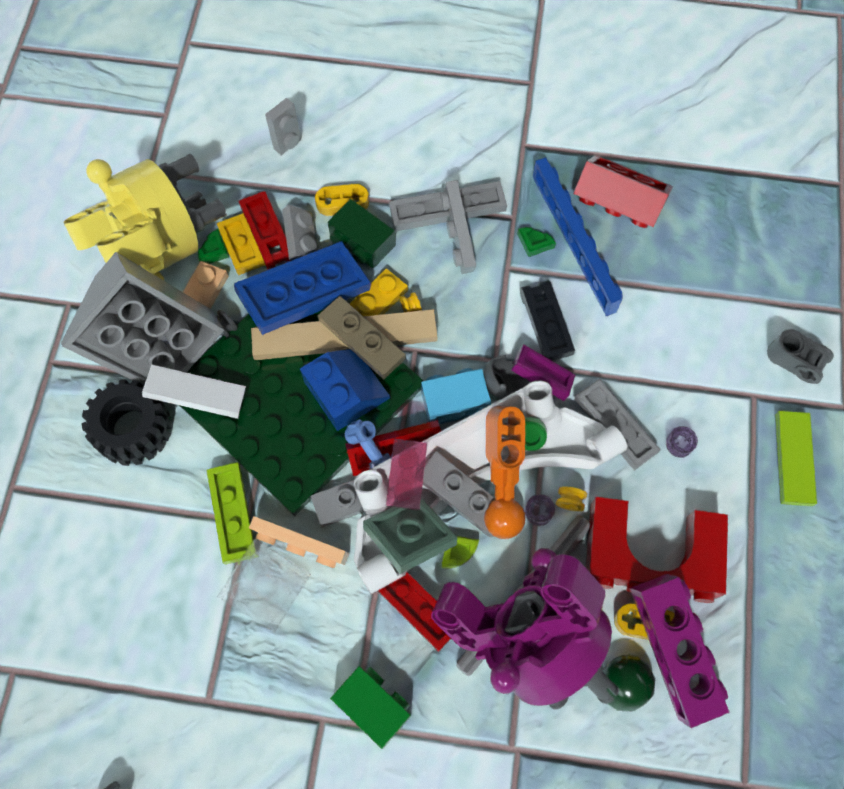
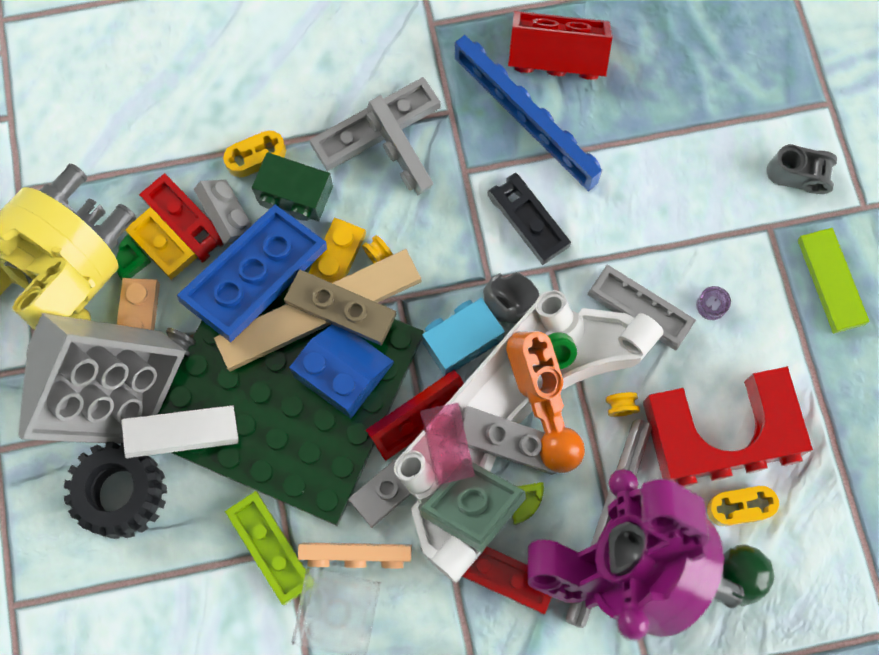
camera: 20 degrees left, 5 degrees up
(283, 126) = (158, 91): light grey plate -> none
(363, 433) = (385, 415): medium blue bar -> none
(535, 241) = (484, 132): green tile -> none
(539, 368) = (544, 276): magenta tile -> none
(539, 520) = (588, 418): clear purple bush -> none
(709, 696) = (828, 562): magenta brick -> none

